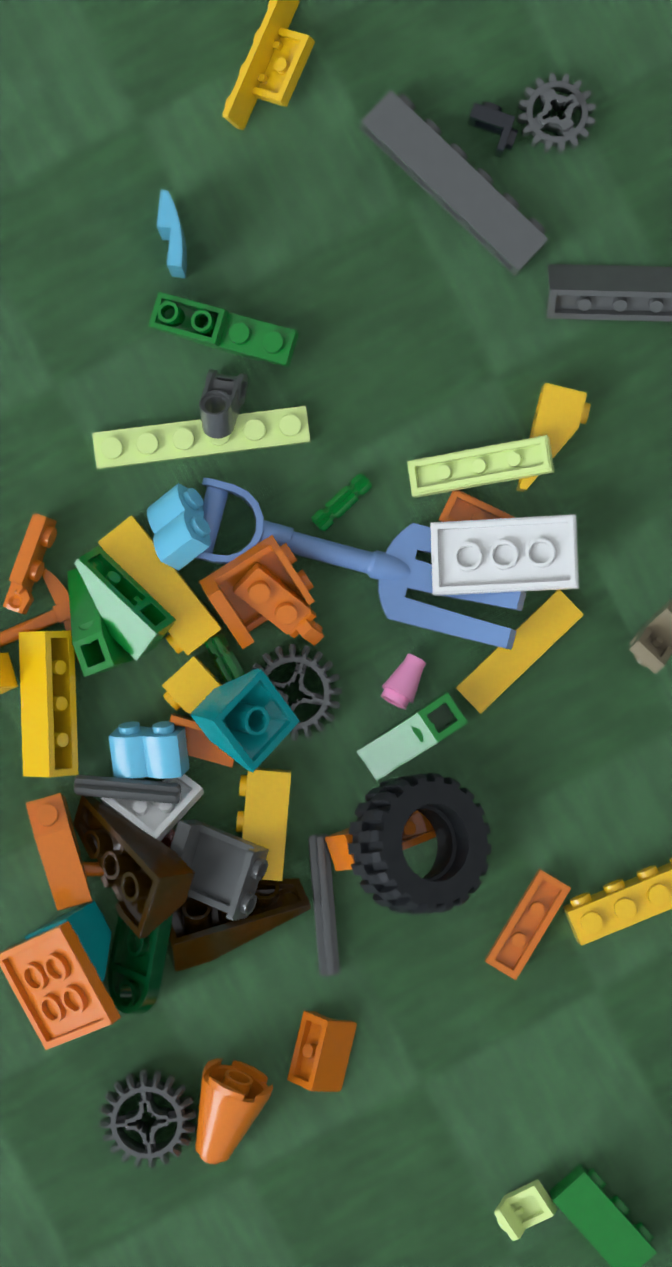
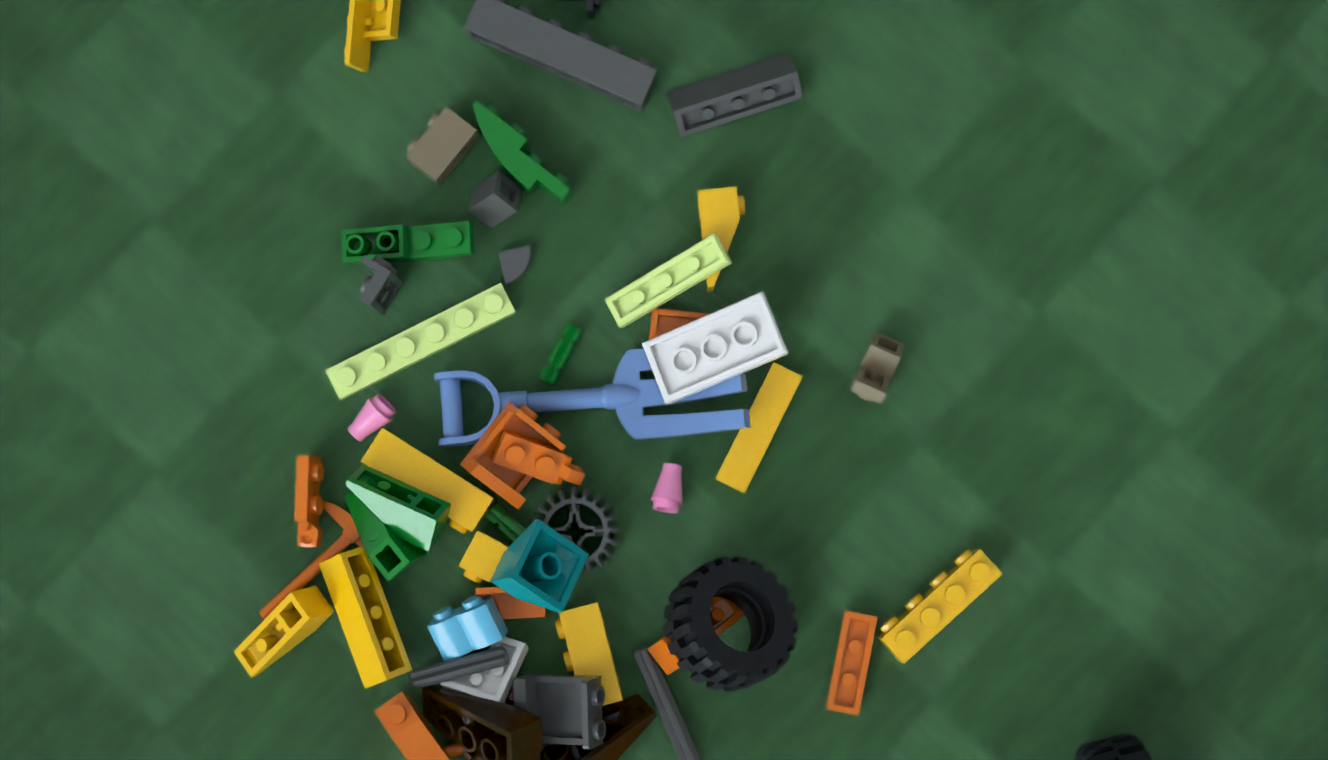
camera: 20 degrees left, 5 degrees down
(124, 499) = (372, 416): none -> bright pink cone
(171, 229) = (335, 176): medium azure slope -> none
(179, 526) = (426, 422): medium azure brick -> none
(180, 369) = (382, 287): none -> dark grey bracket
(221, 402) = (427, 304): dark grey piece -> none
(294, 238) = (442, 145): none -> dark tan brick
(327, 390) = (514, 263): none -> dark grey tile
(330, 315) = (495, 199): none -> dark grey panel
(362, 265) = (509, 149): none -> green slope
(412, 736) = (691, 533): slope -> none

